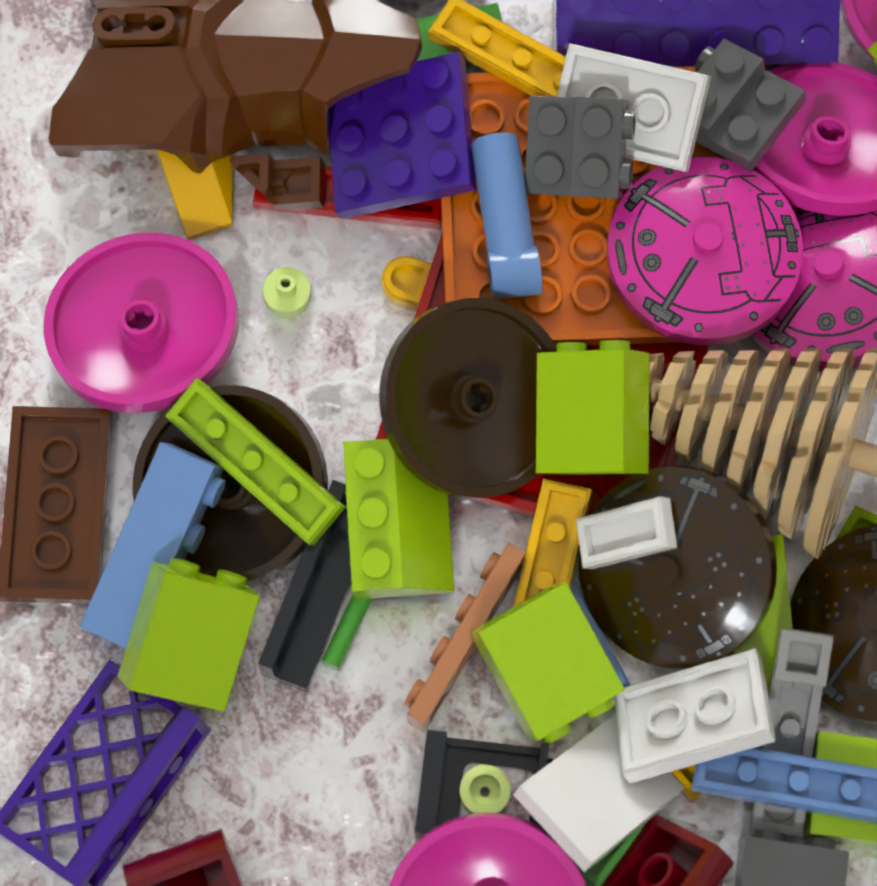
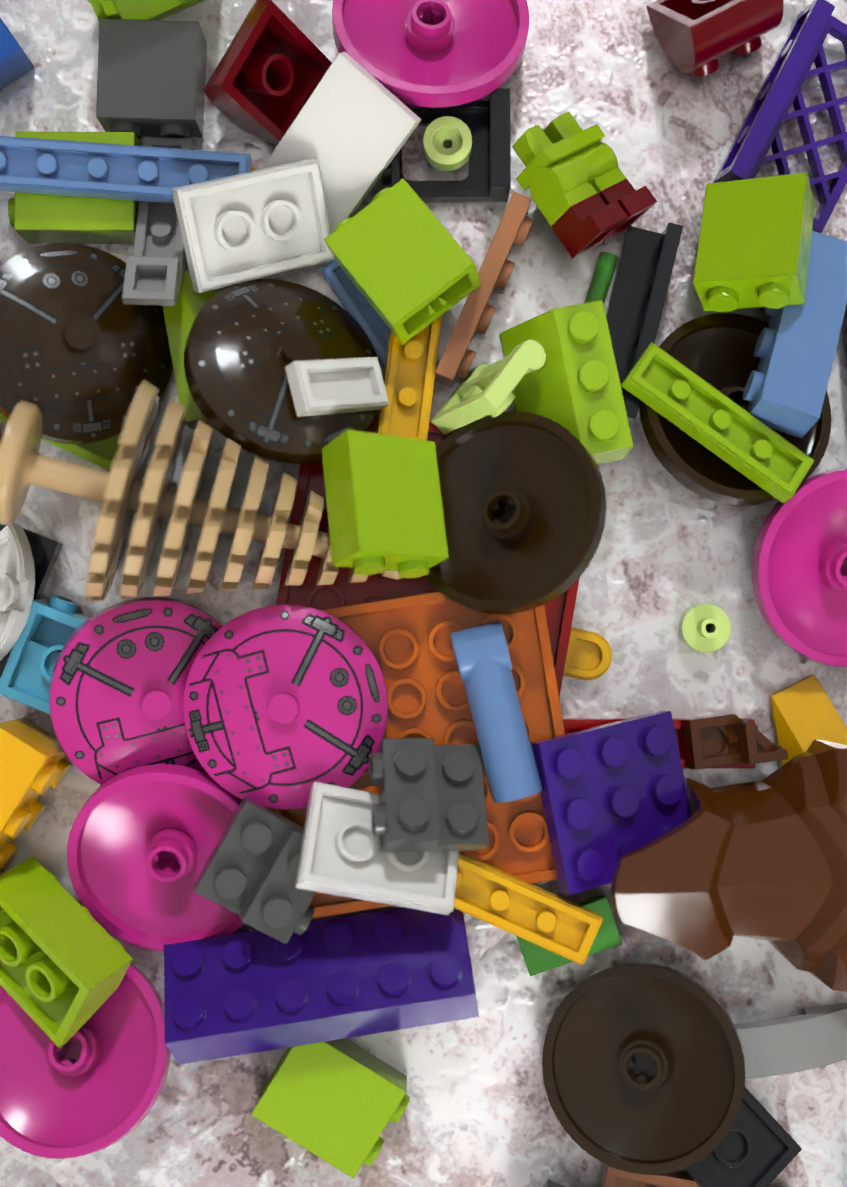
camera: 170 degrees right, 15 degrees up
(355, 724) = (578, 183): none -> lime hips
(480, 512) = (489, 388): none -> yellowish green plate

